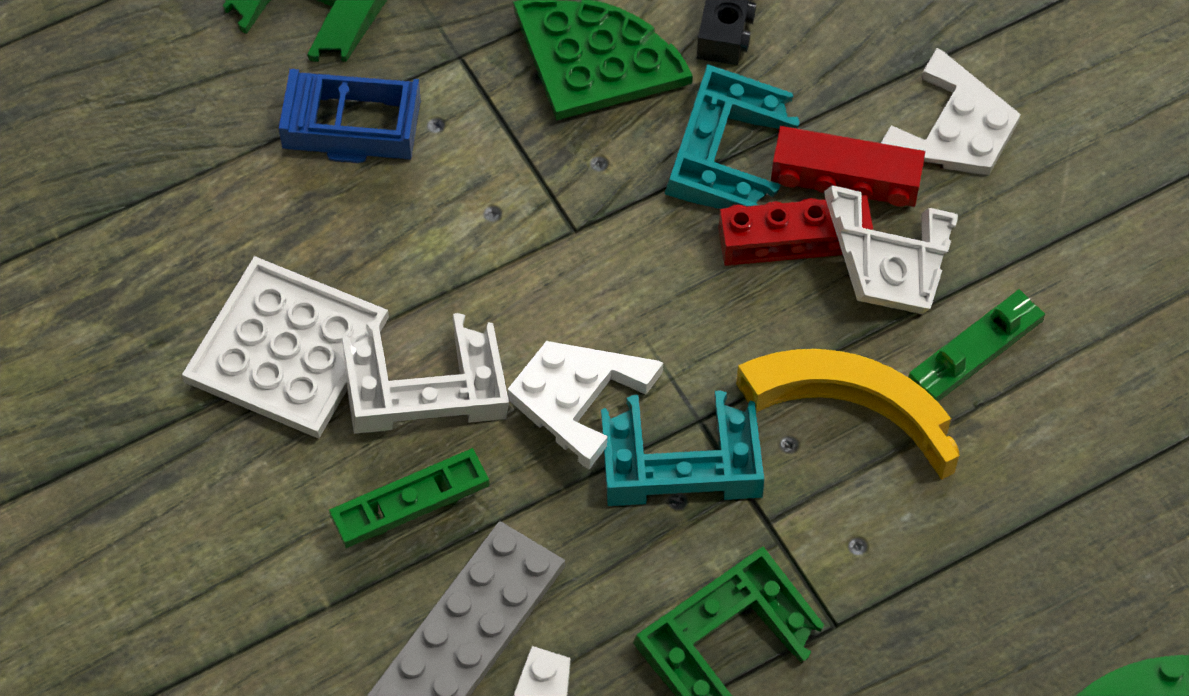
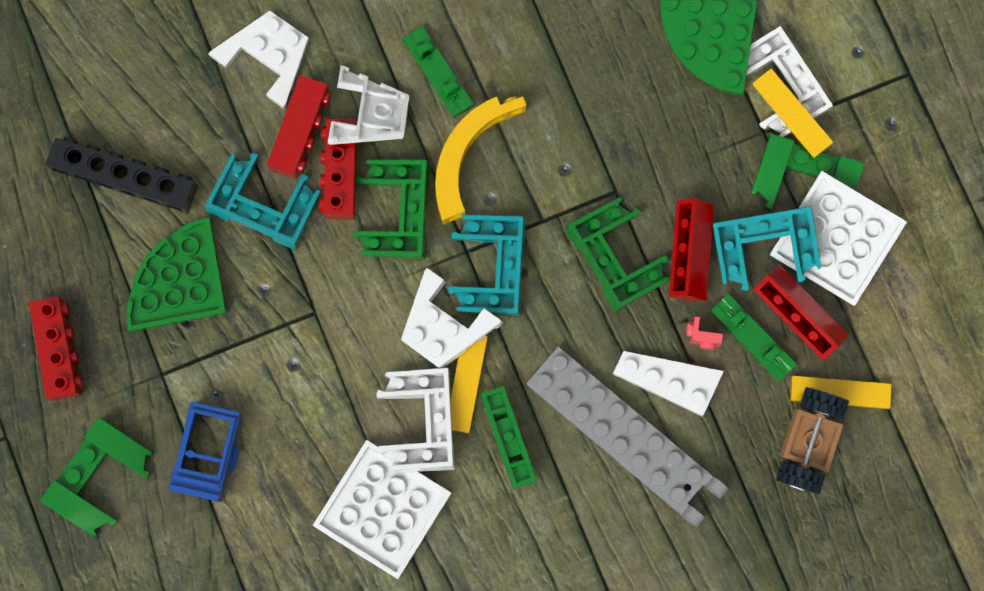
camera: 85 degrees left, 20 degrees up
(489, 438) = (466, 386): none -> yellow tile
(703, 334) = (413, 180): none -> green wedge

